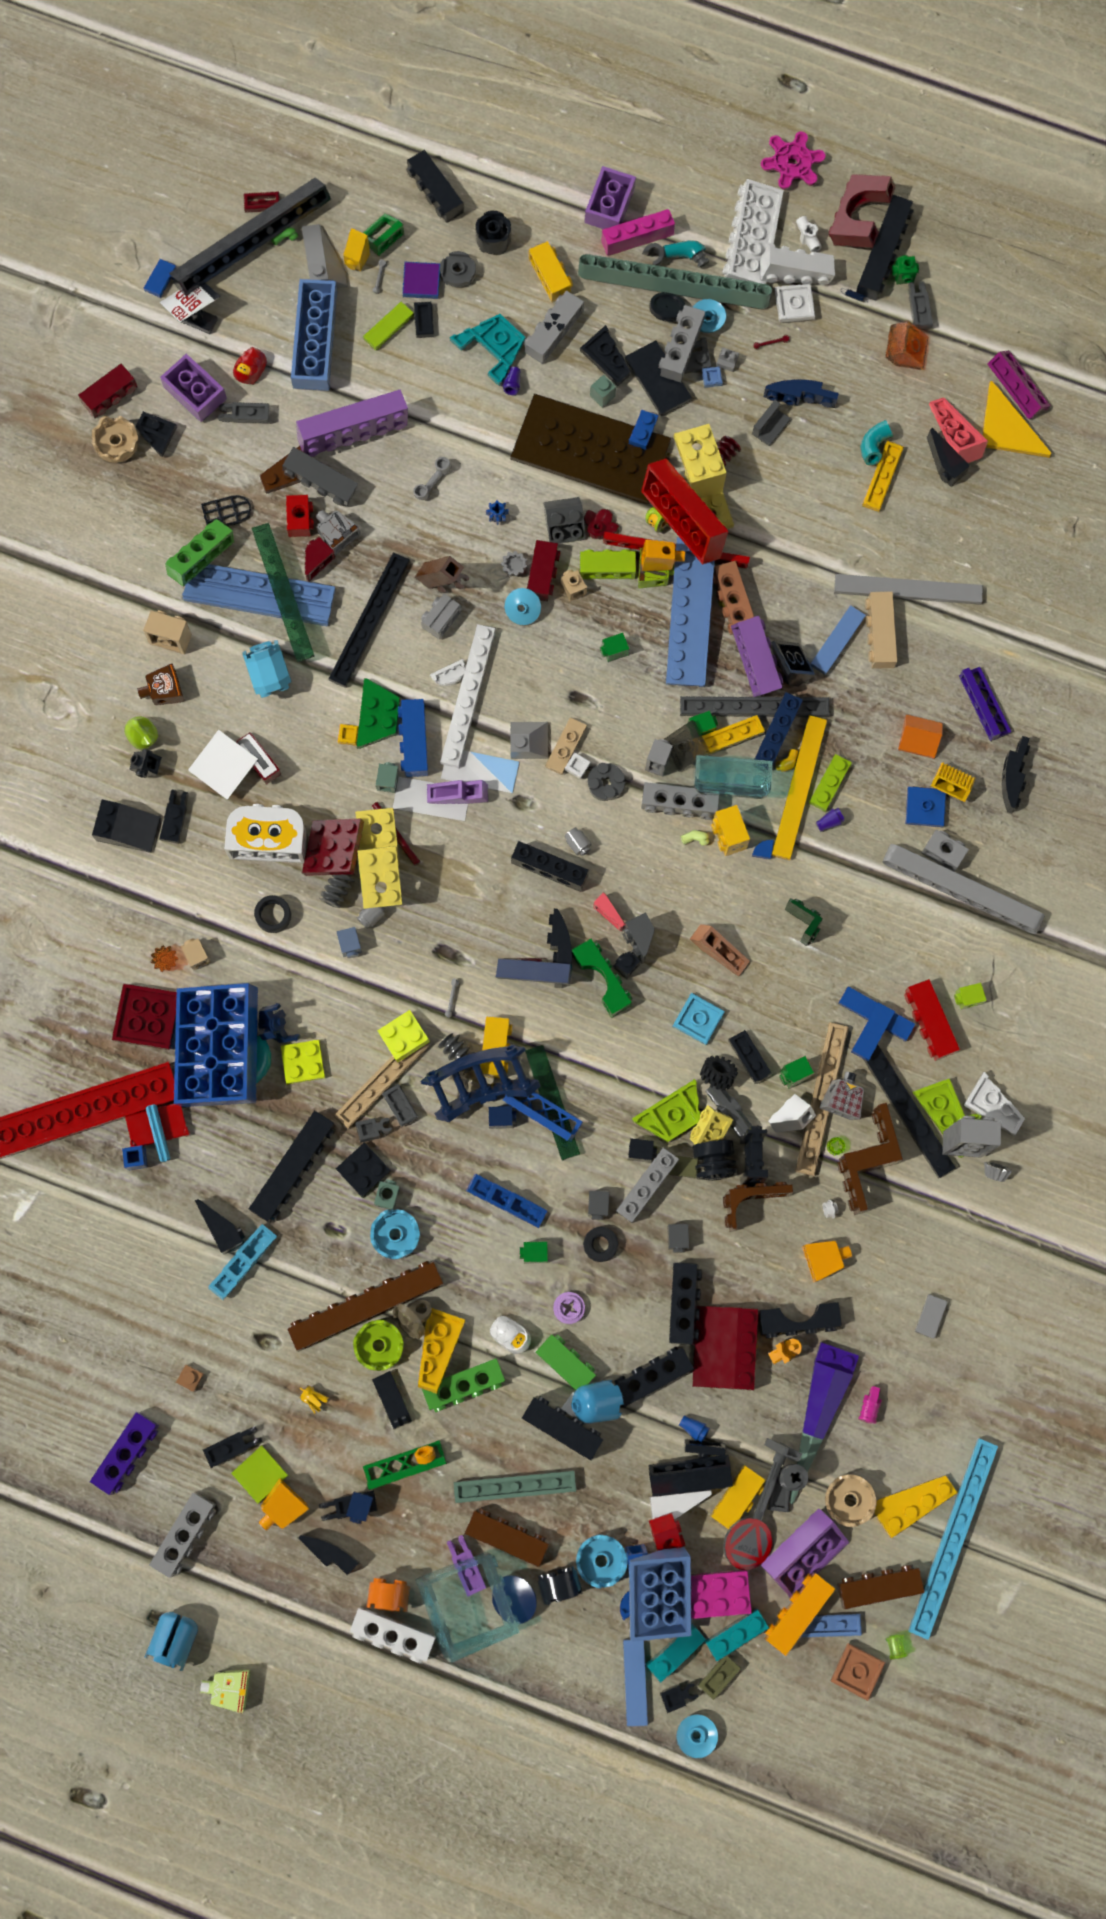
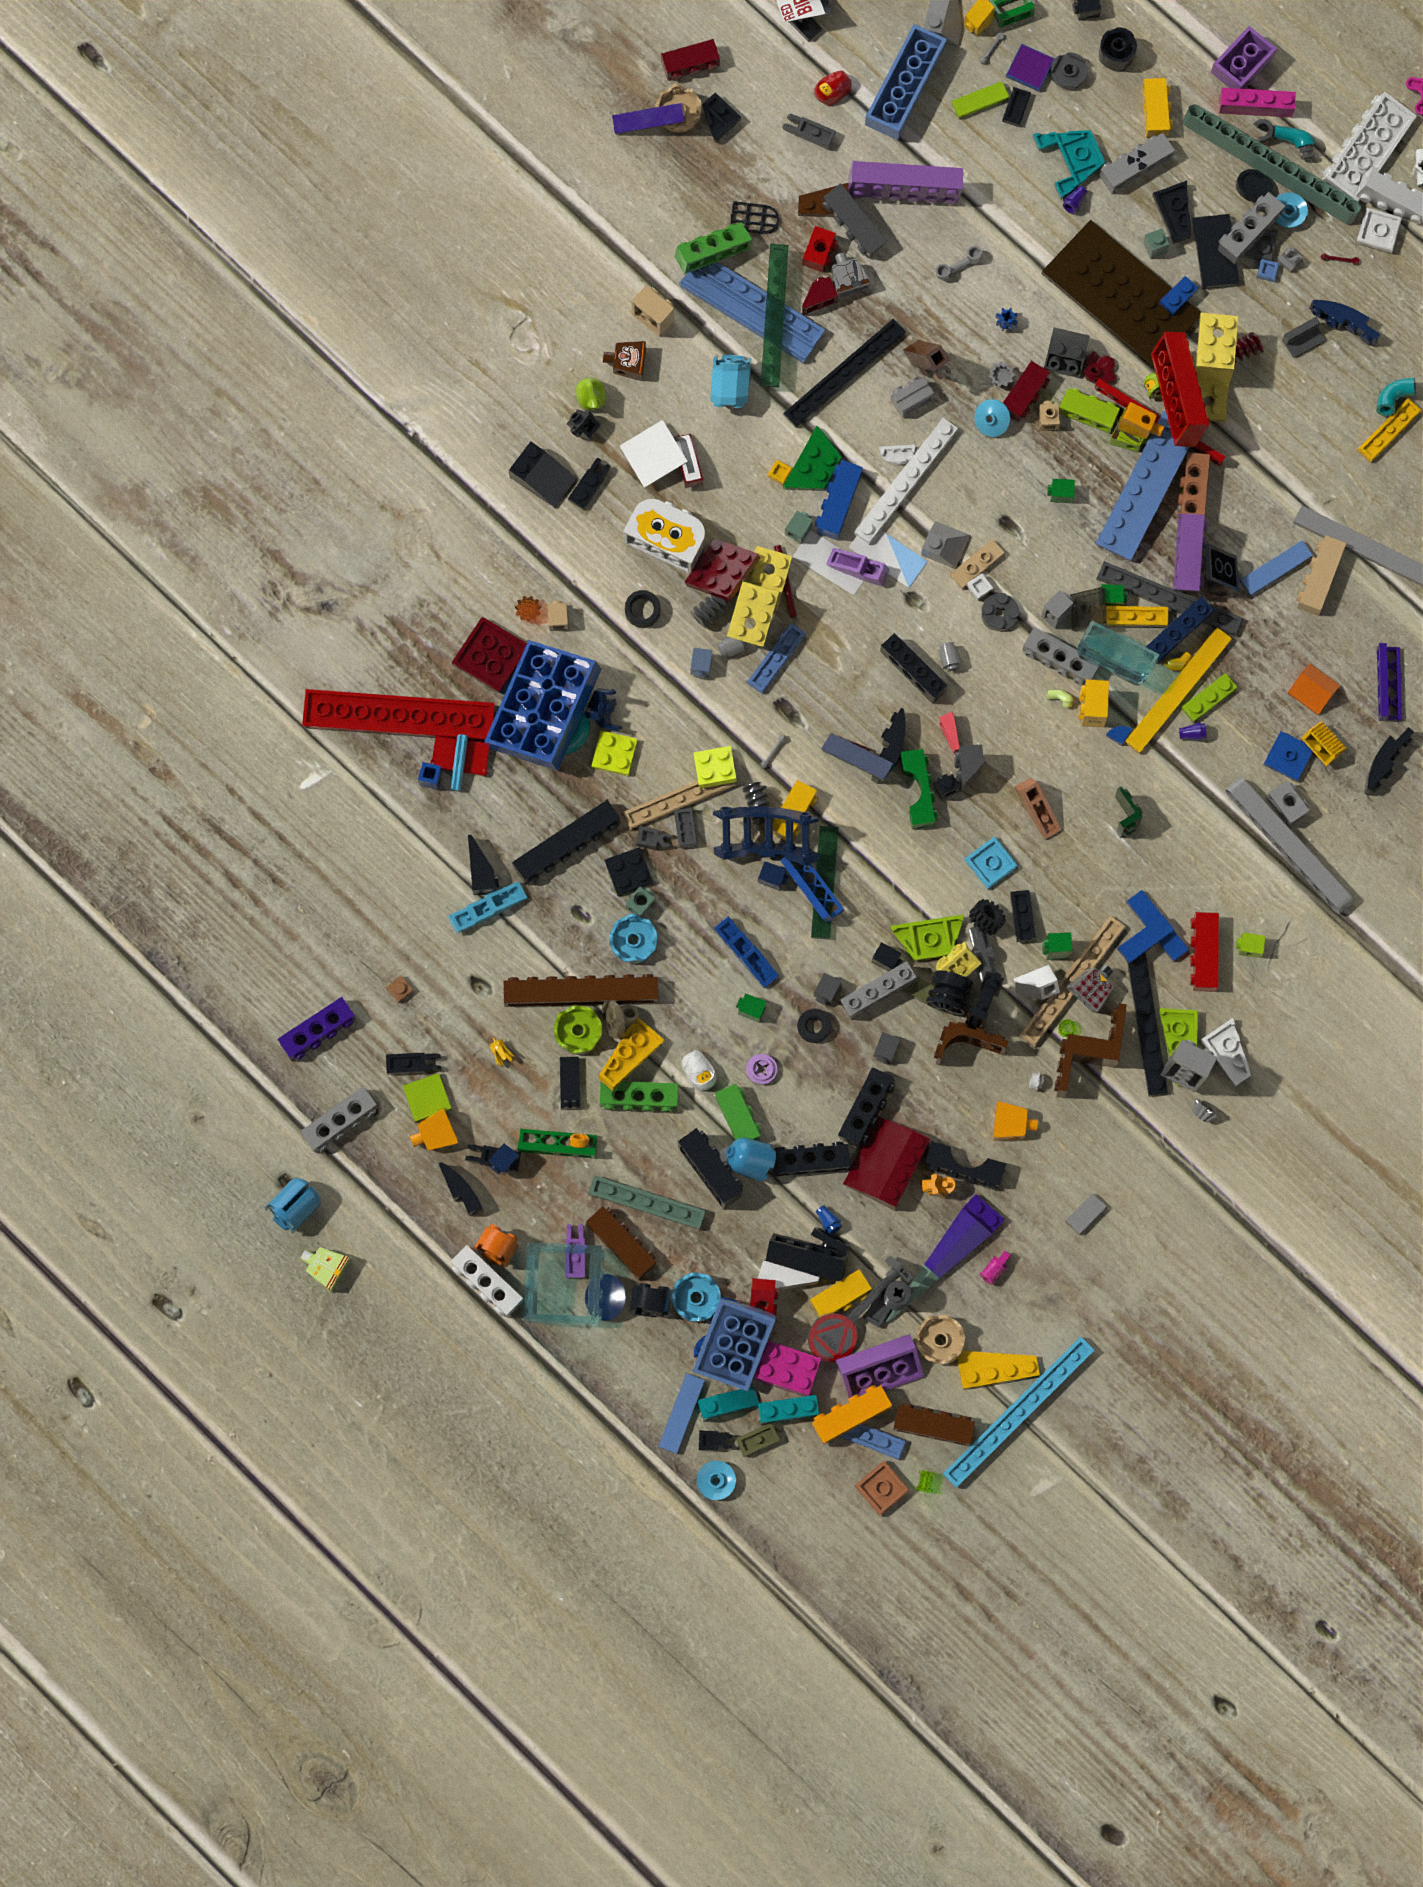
camera: 25 degrees right, 0 degrees up
(91, 457) = (649, 118): none -> dark purple slope
(193, 387) = (771, 88): medium lavender brick -> none
(417, 909) = (776, 658): none -> medium blue tile

